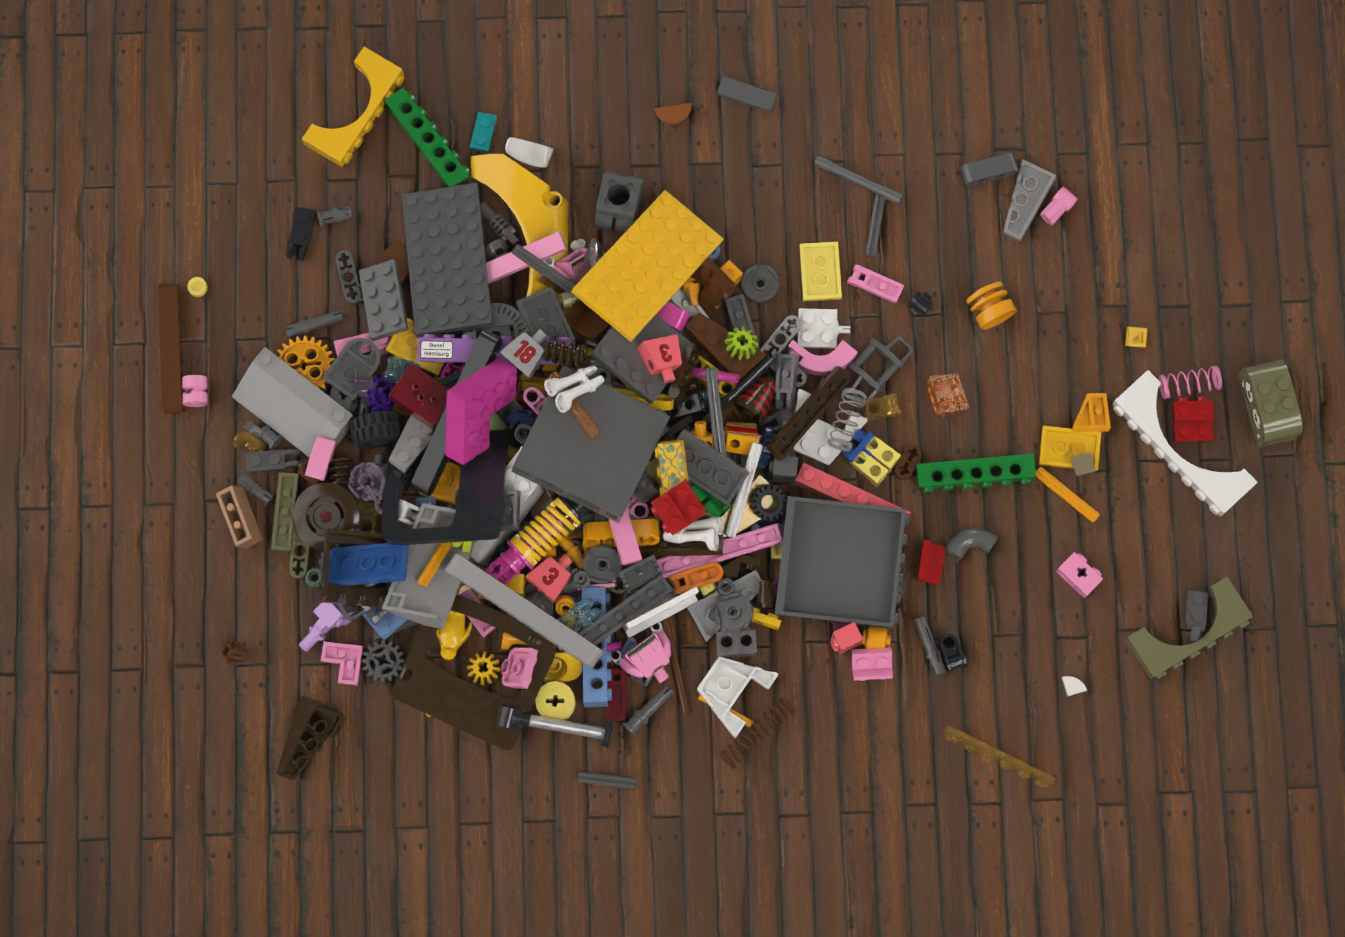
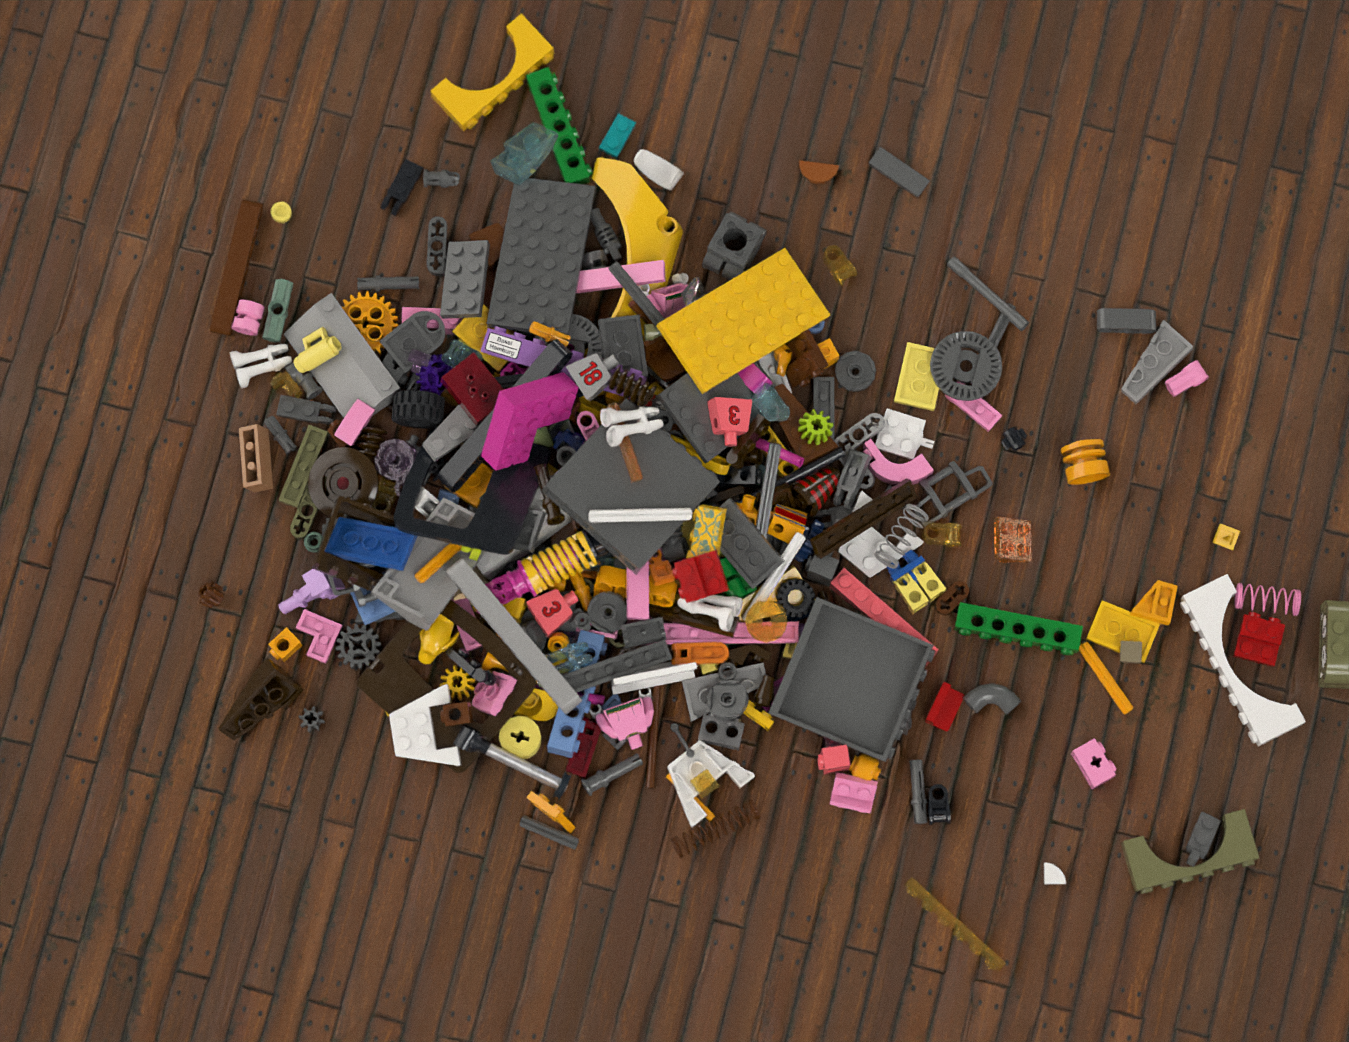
camera: 15 degrees right, 0 degrees up
(206, 443) = (245, 373): none -> white piece
(219, 365) = (280, 298): none -> sand green piece
(269, 403) = (319, 352): none -> light yellow piece
(315, 670) = (285, 636): none -> light orange brick
(355, 736) = (308, 714): none -> dark grey gear
(403, 171) = (524, 153): none -> clear light blue slope
(457, 723) = (414, 730): none -> white wing
(474, 326) = (548, 334): none -> light orange axle
(492, 649) = (471, 666): none -> black hinge
(498, 690) = (465, 718): none -> reddish brown brick
(526, 486) = (552, 510): none -> dark brown pin
(606, 760) = (554, 812): none -> light orange wing
(607, 467) = (628, 515): none -> white axle
(639, 513) = (660, 570): none -> orange plate
(693, 652) = (675, 728): none -> dark grey hinge
(694, 333) = (770, 404): none -> clear light blue piece
(718, 193) = (841, 268): none -> clear yellow piece
(735, 695) = (704, 783): none -> clear yellow plate
(750, 542) = (754, 621): none -> clear yellow plate
(876, 245) = (985, 366): none -> dark grey piece

